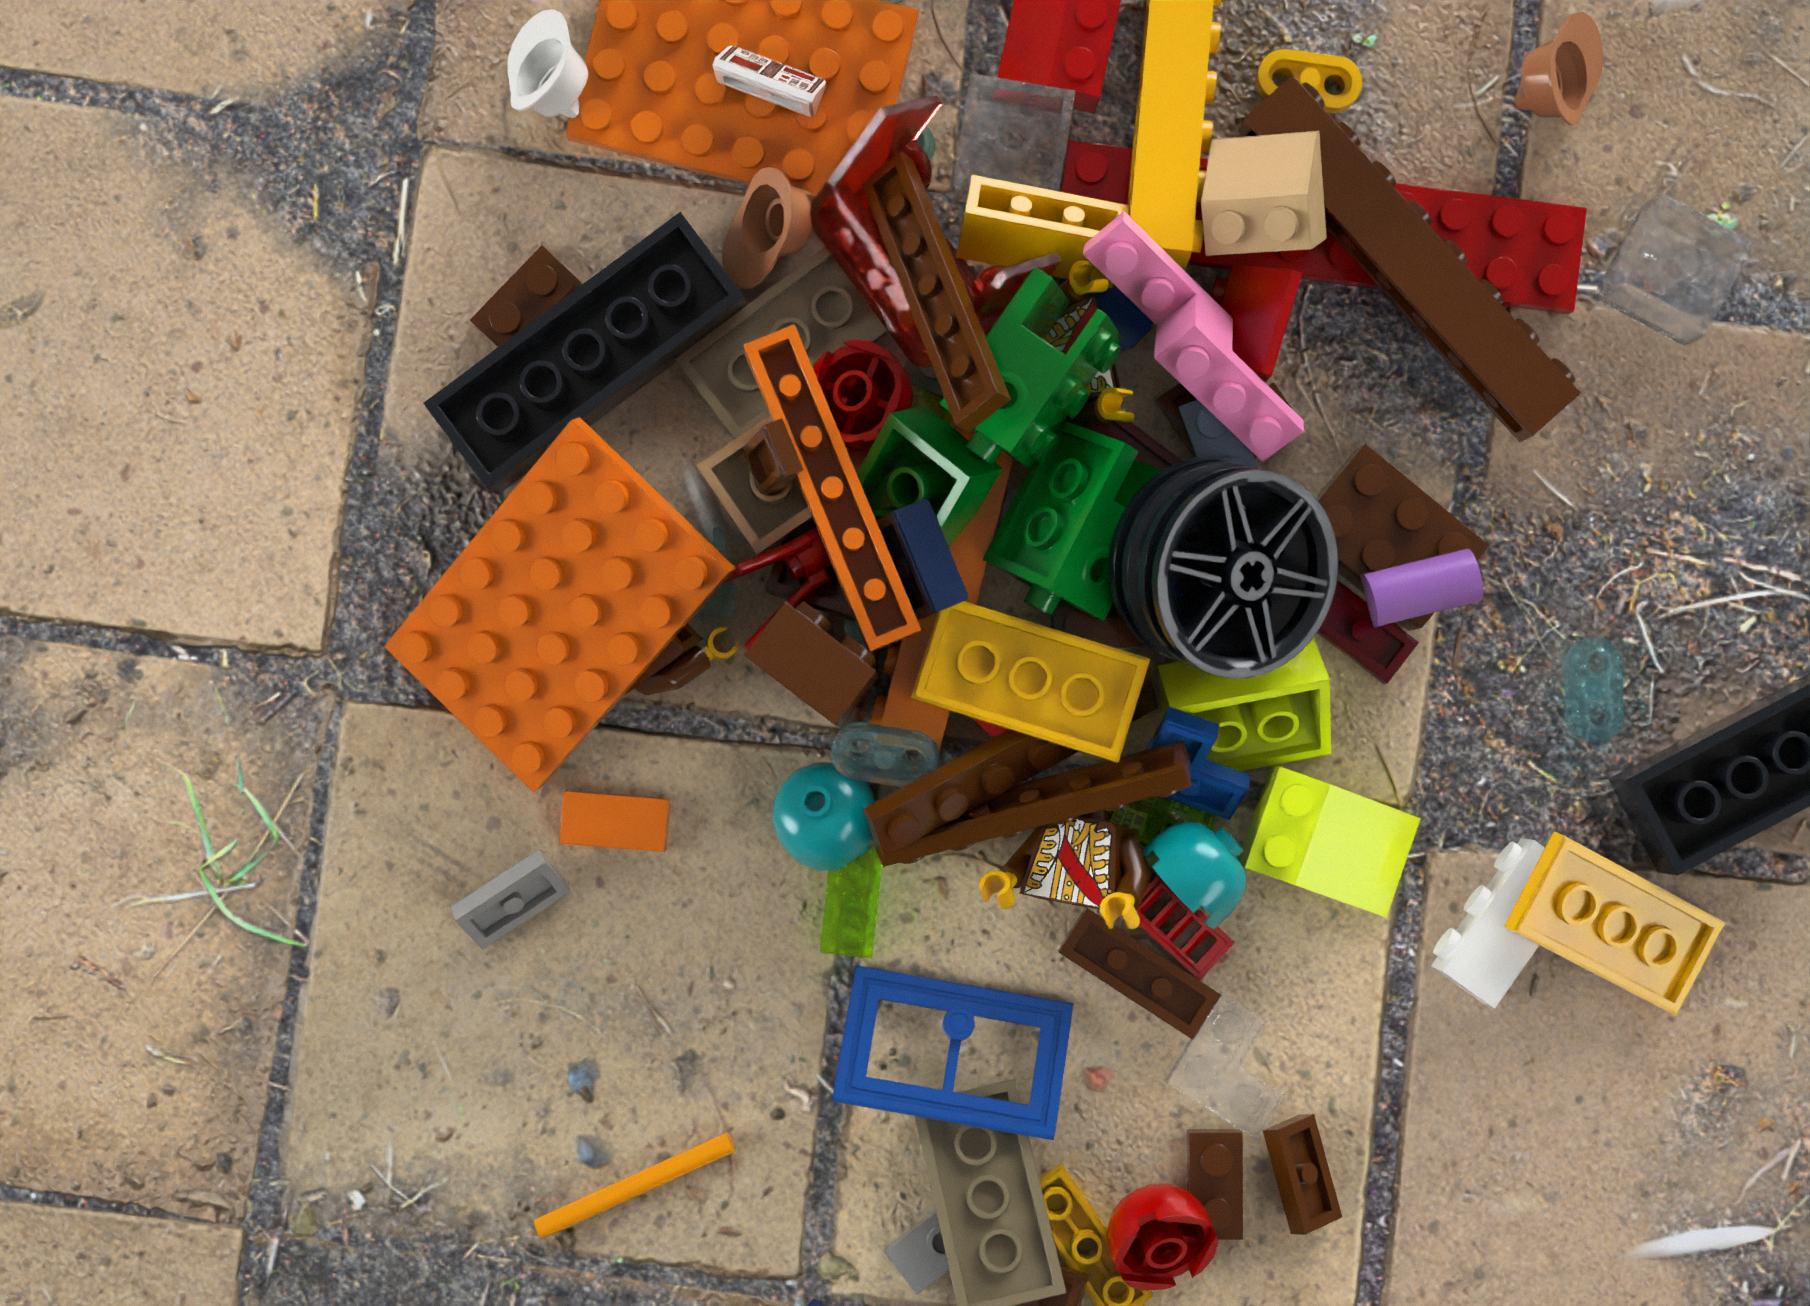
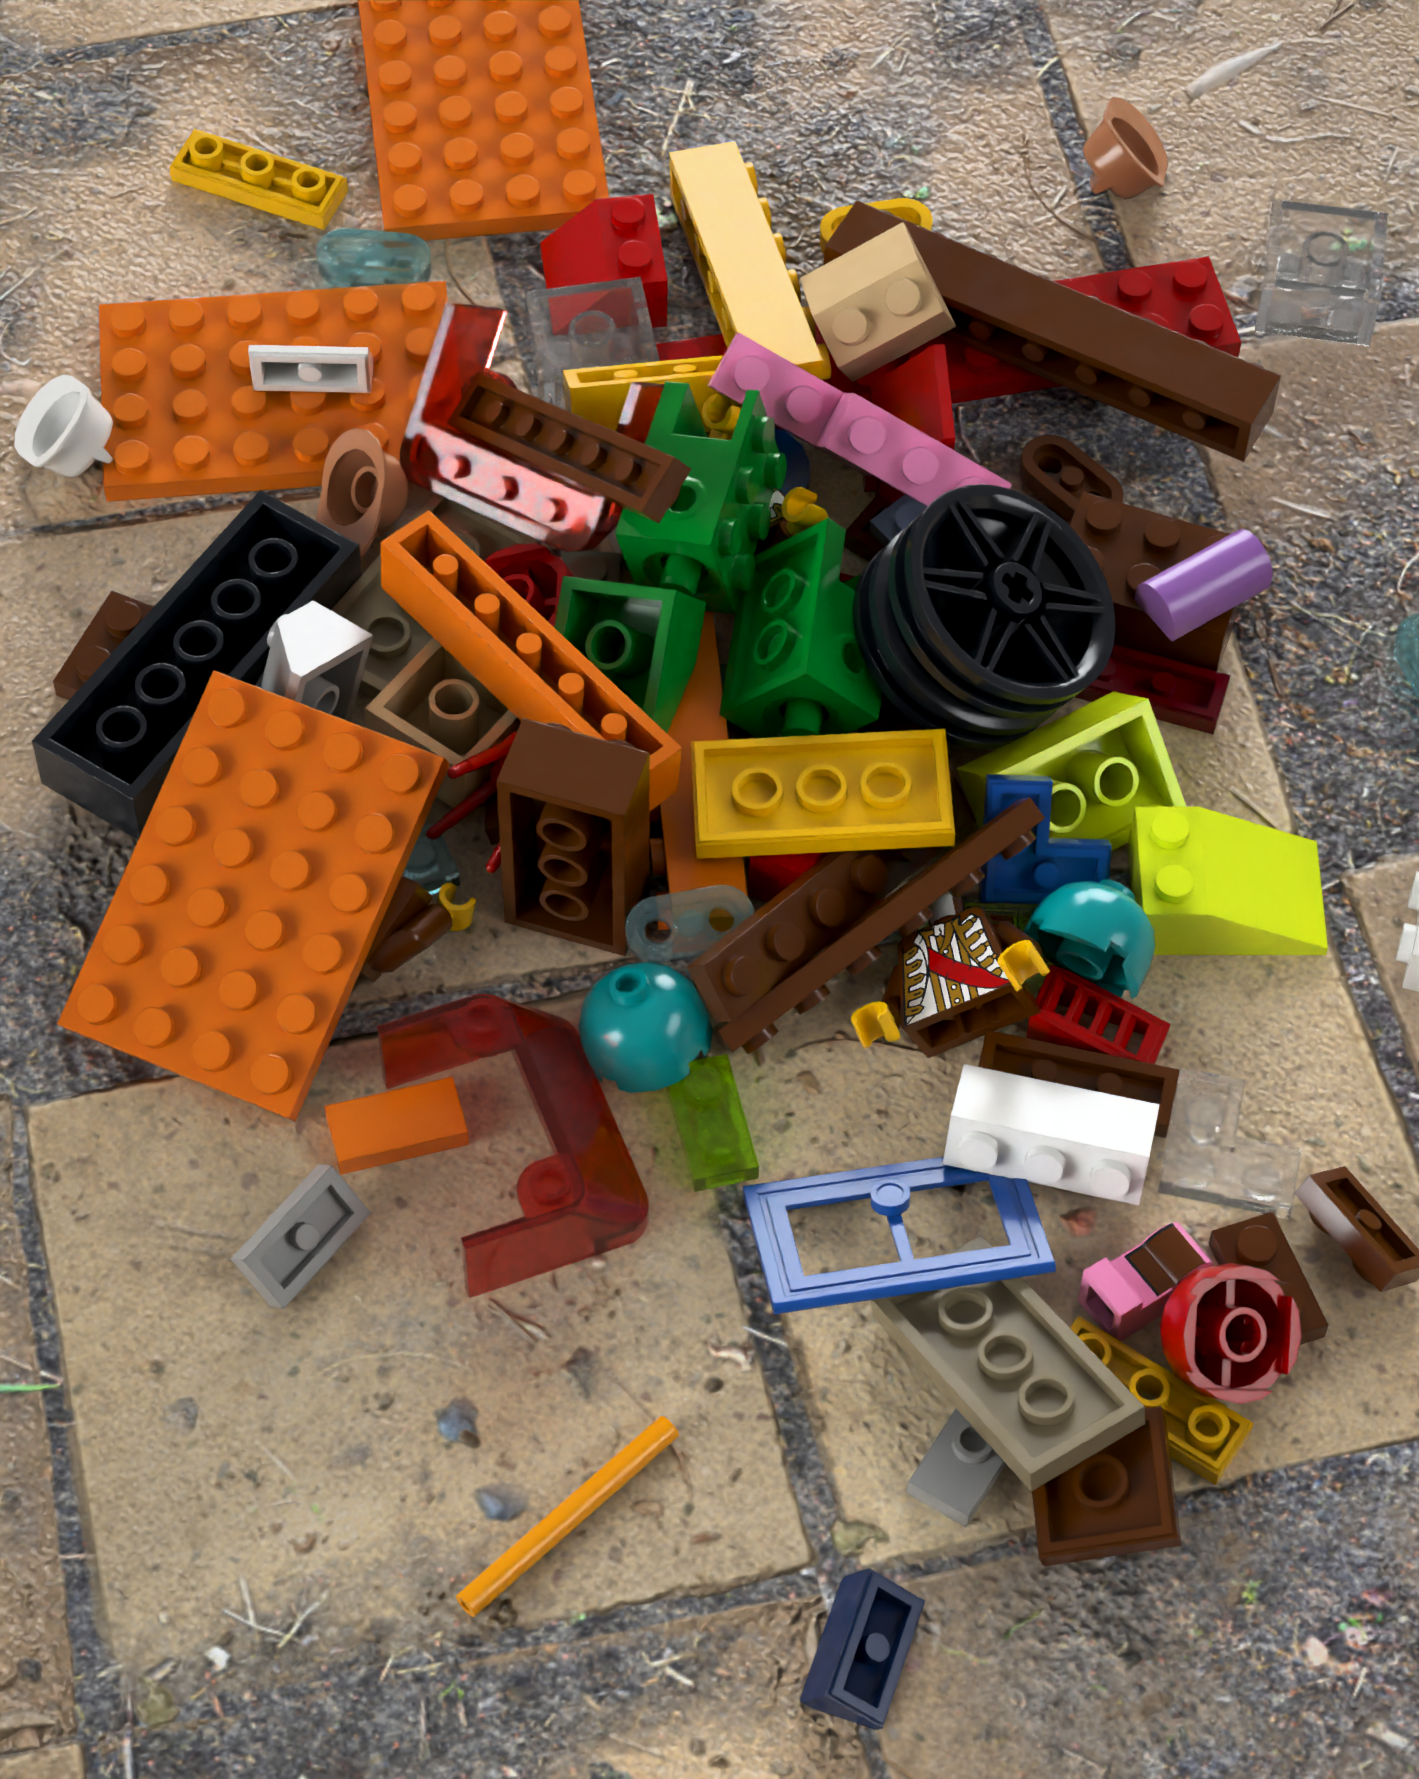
camera: 25 degrees left, 30 degrees down
(662, 413) = (316, 659): none -> light grey slope
(741, 877) = (571, 1202): none -> clear red windscreen
(772, 457) = (451, 645): reddish brown tile -> none
(922, 558) = (660, 695): dark blue slope -> none
(1099, 1019) = (1051, 1134): none -> white brick
(1123, 1156) = (1140, 1280): none -> bright pink leg
(1373, 406) = (1073, 475): none -> reddish brown plate

